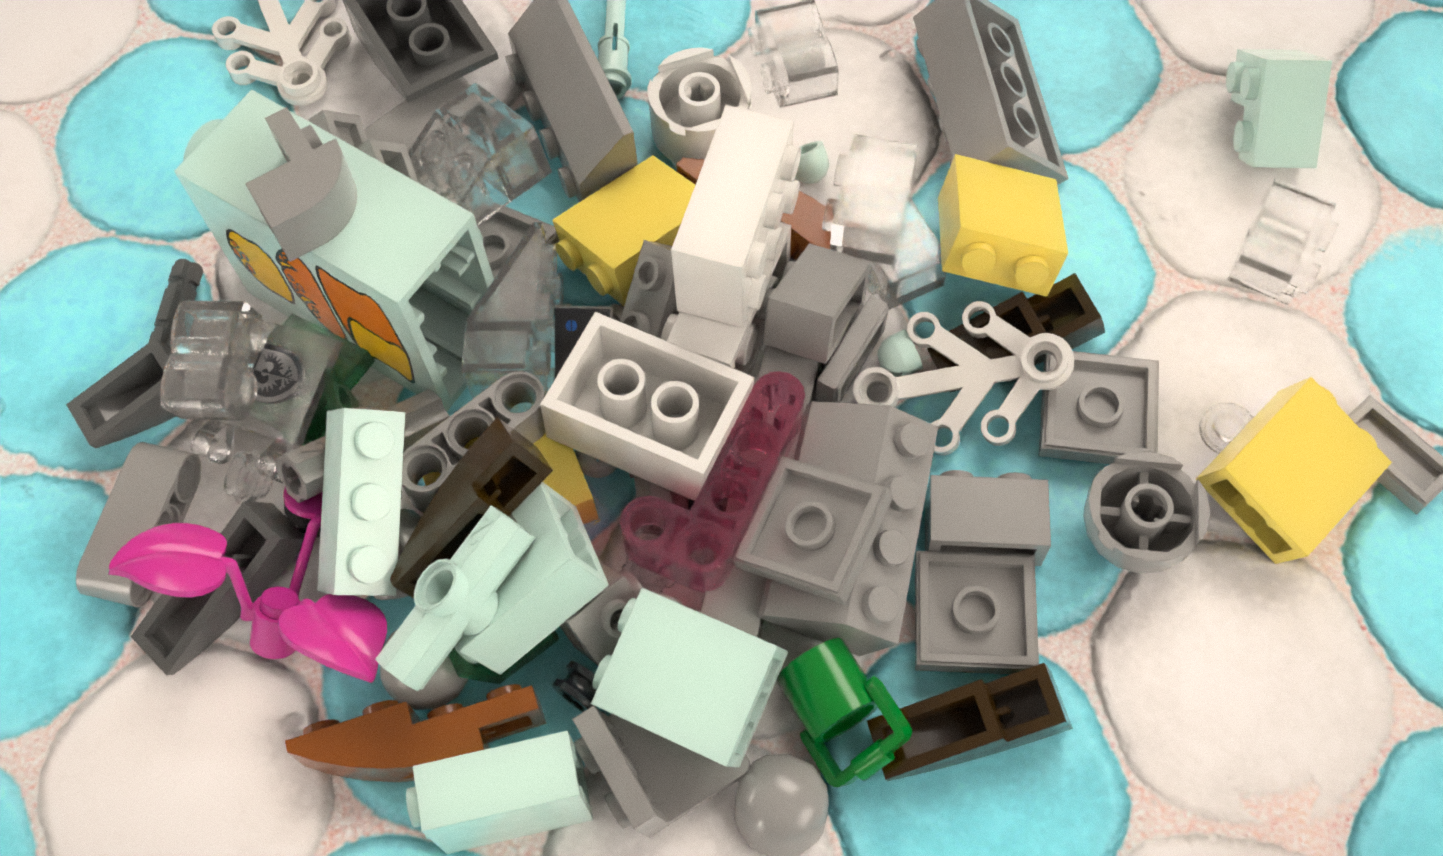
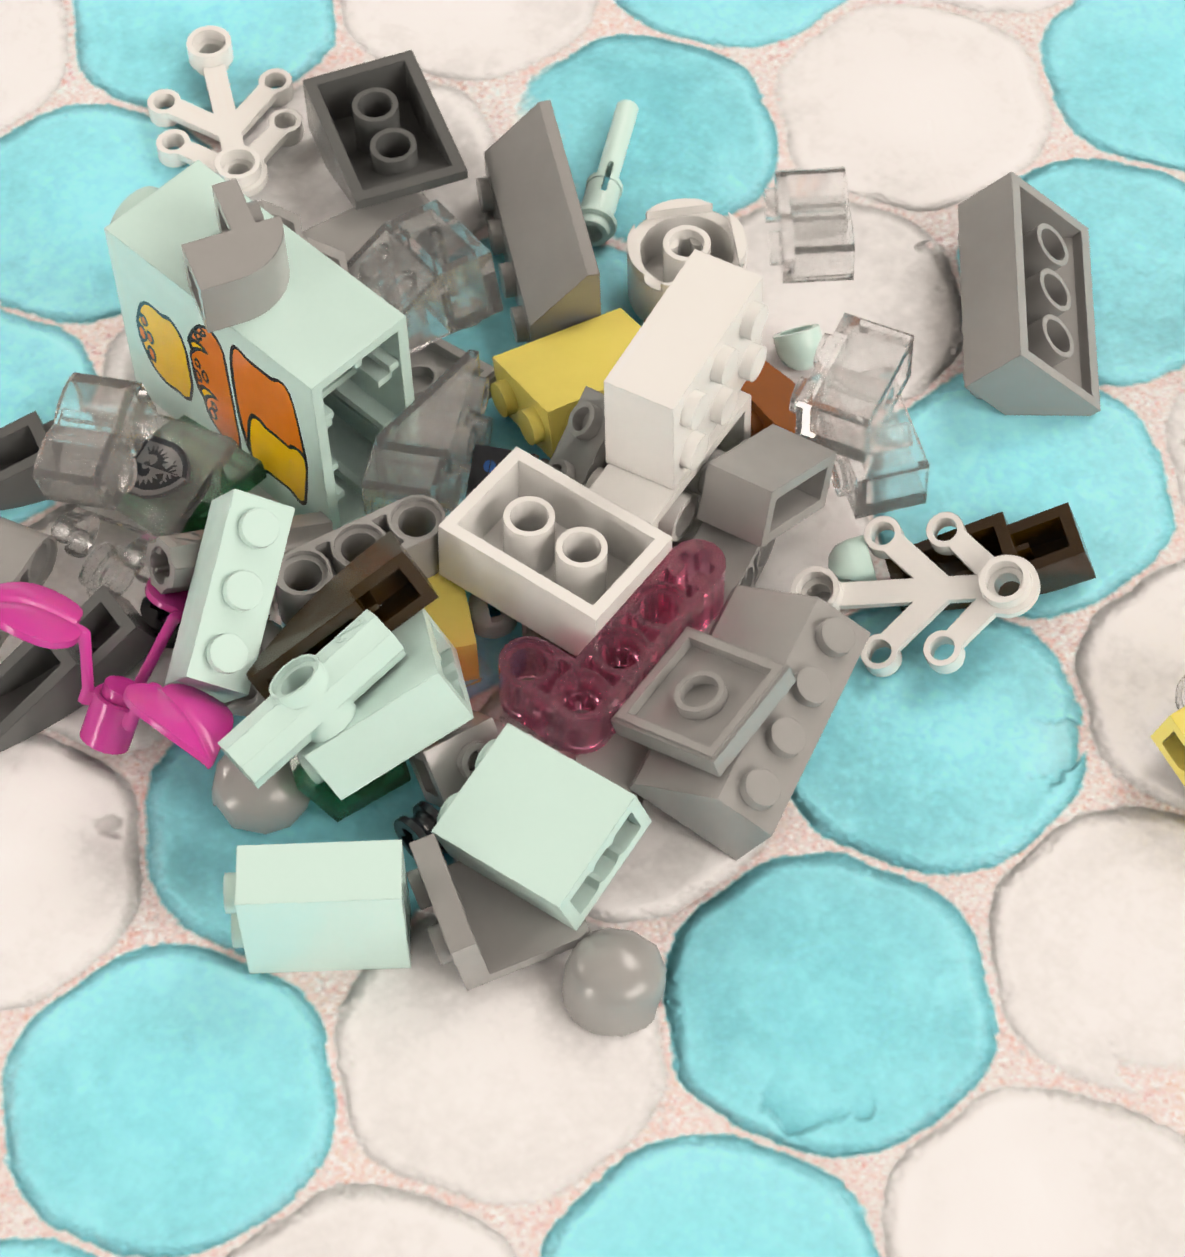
camera: 10 degrees right, 10 degrees down
(182, 285) = (69, 359): dark grey axle -> none
(392, 739) = (200, 845): dark orange slope -> none
(832, 698) = (696, 890): green piece -> none
(852, 352) = (801, 545): light grey tile -> none
(975, 612) = (870, 832): light grey plate -> none
(976, 722) = (838, 935): dark brown slope -> none
(988, 514) = (905, 741): light grey piece -> none
(1001, 226) = (995, 439): light yellow brick -> none
(1101, 409) = (1067, 655): light grey plate -> none
(1145, 512) = (1076, 753): light grey cylinder -> none

